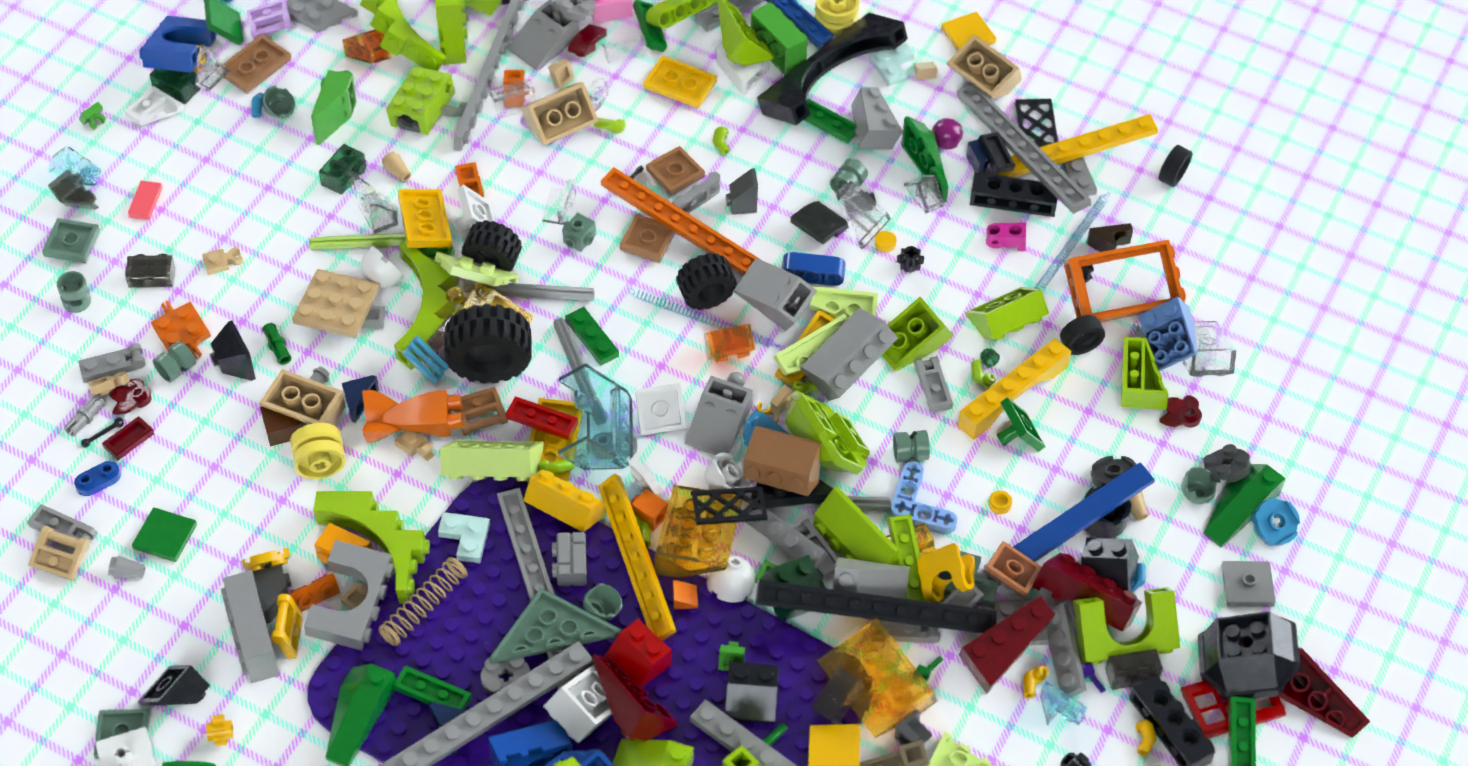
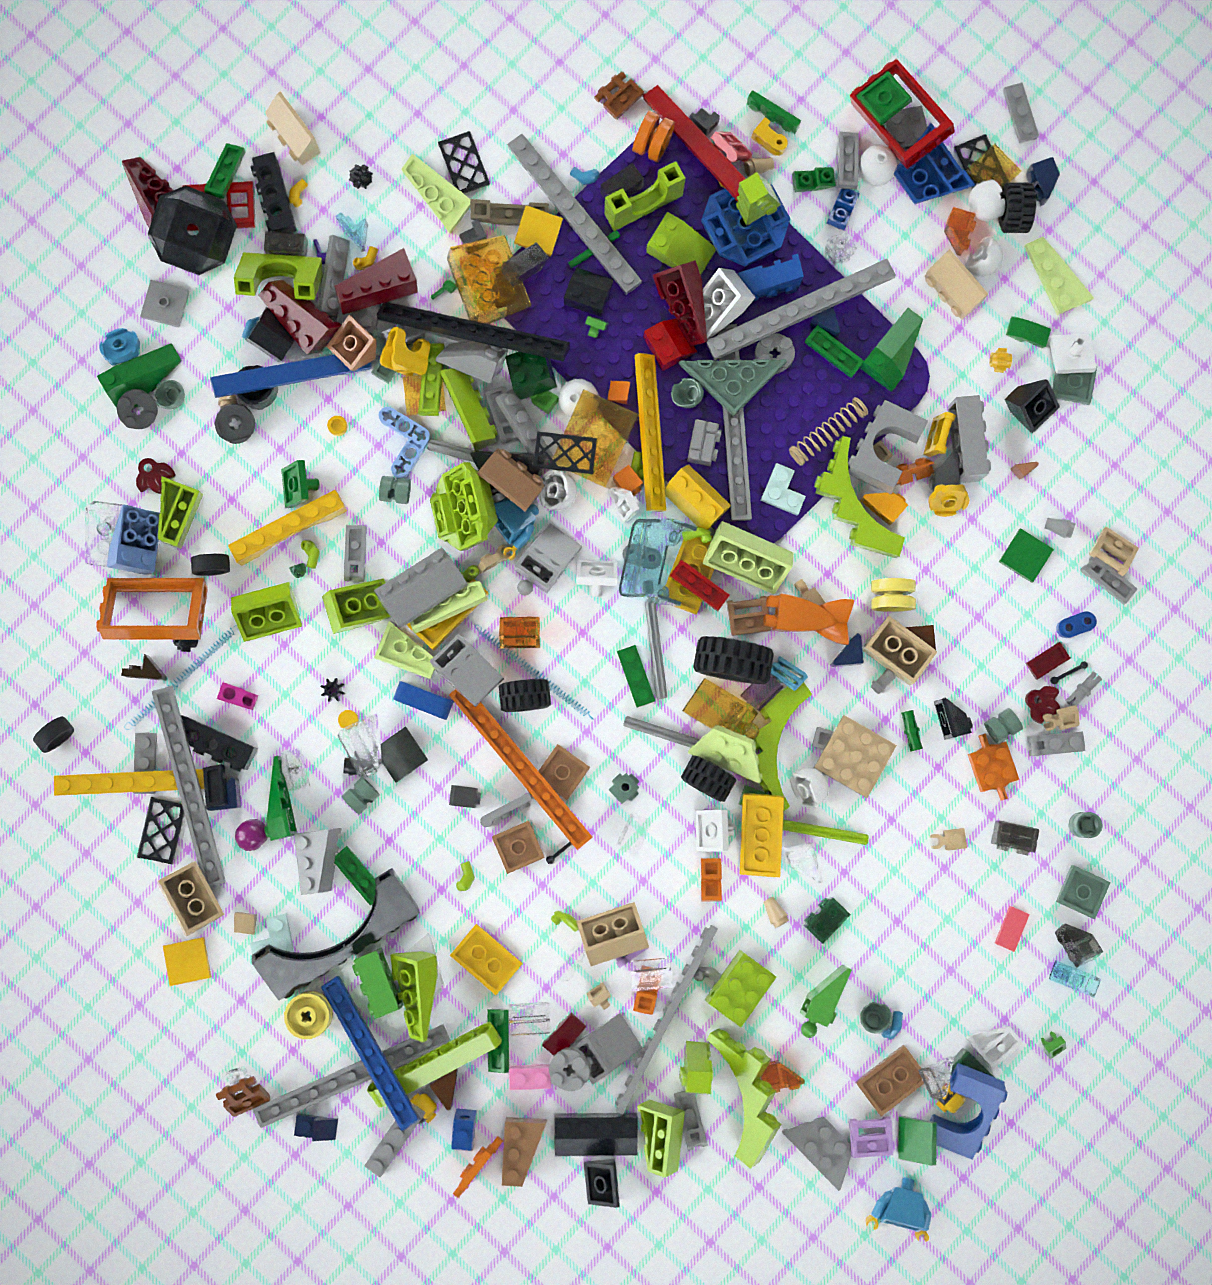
camera: 170 degrees left, 30 degrees up
(176, 618) = (1023, 469): none -> nougat slope

